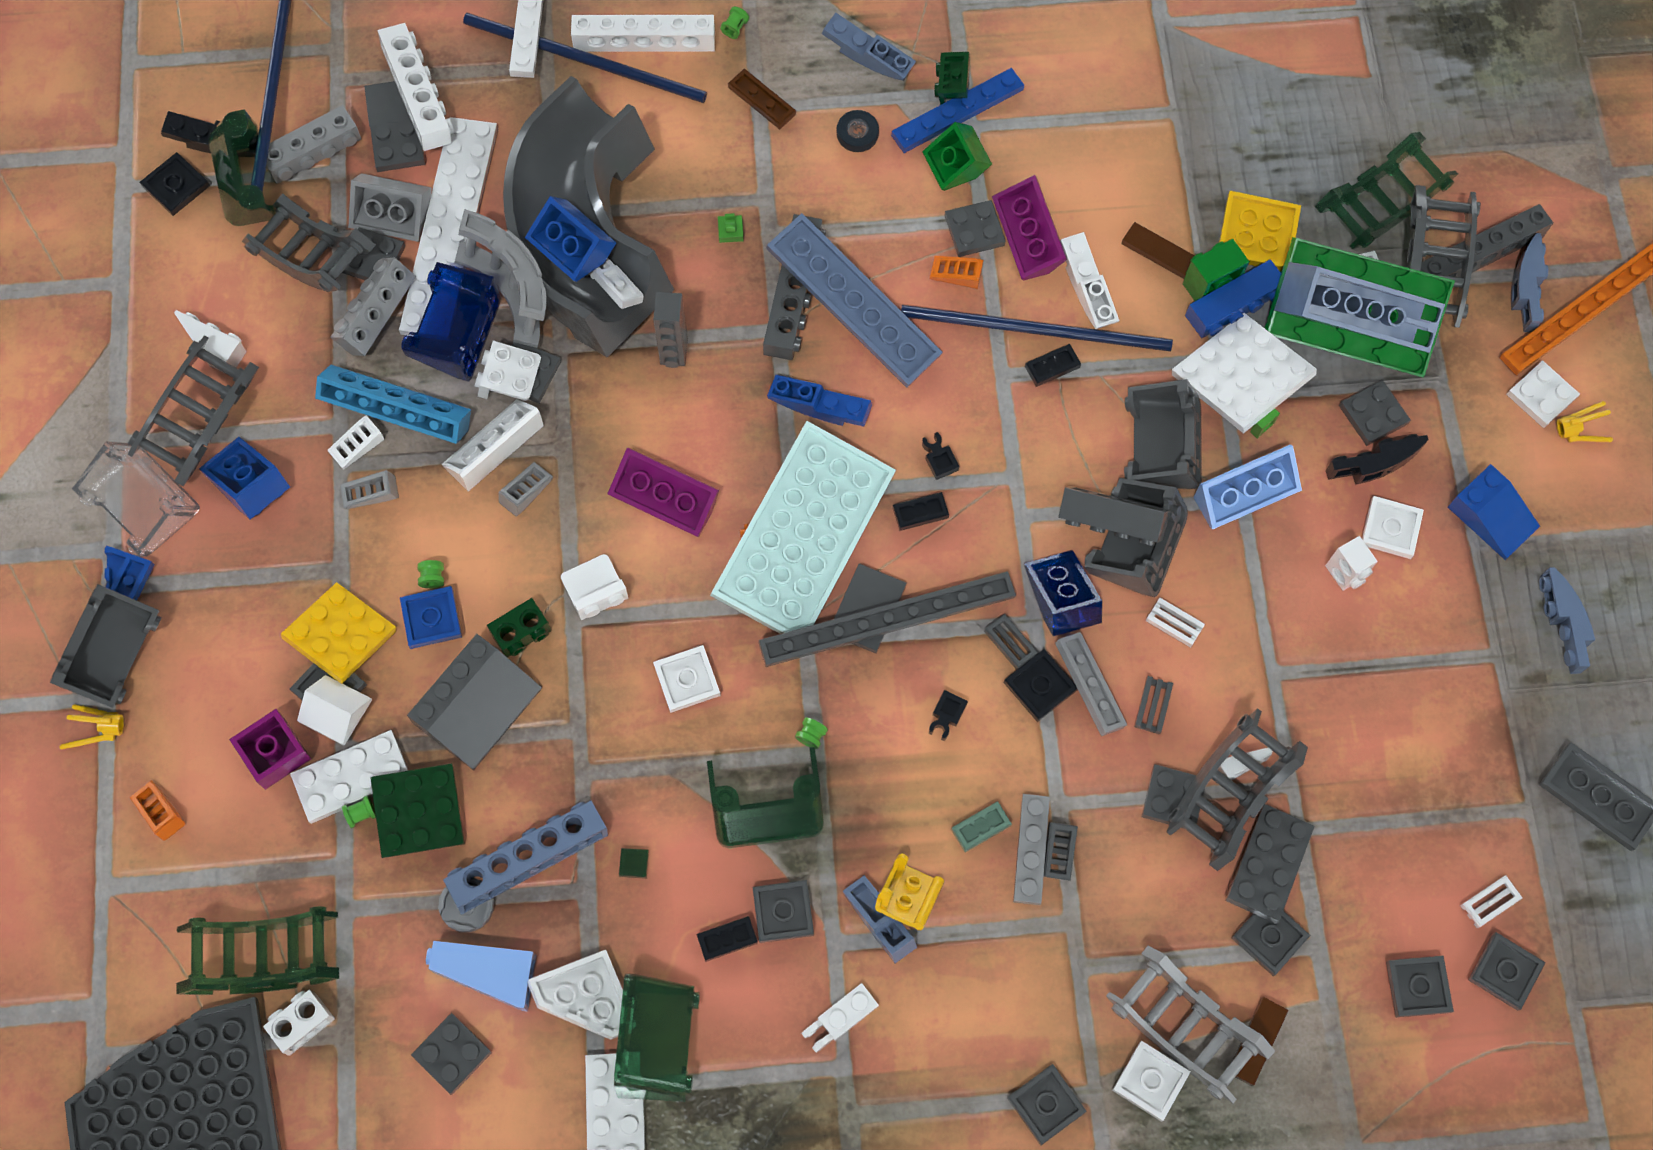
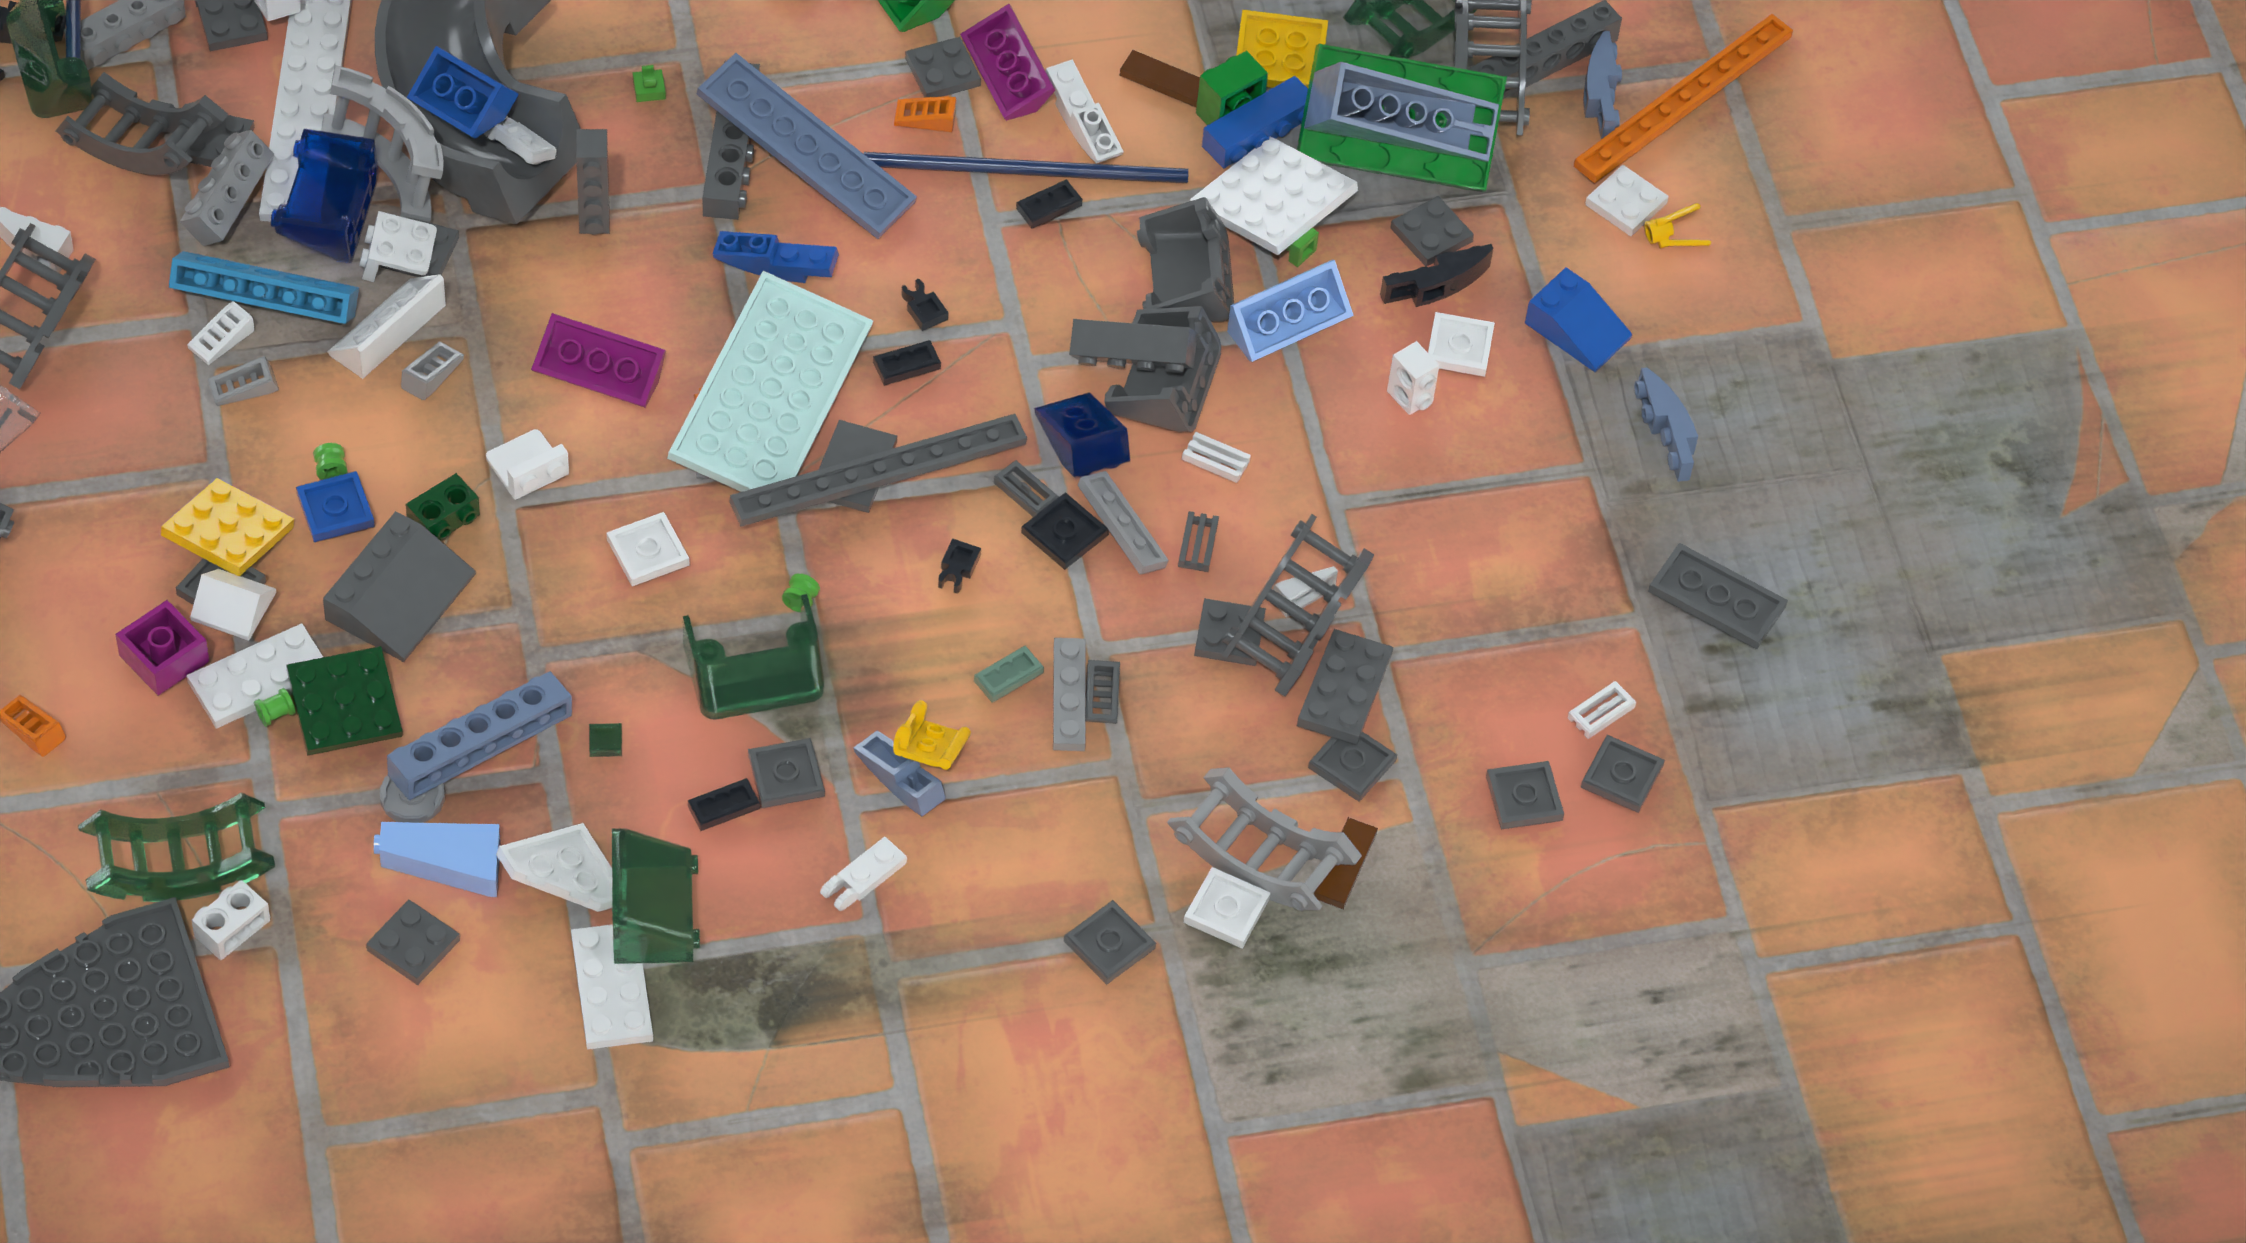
camera: 10 degrees left, 15 degrees down
(245, 477) = (93, 376): blue slope -> none
(388, 206) = (235, 82): light grey slope -> none

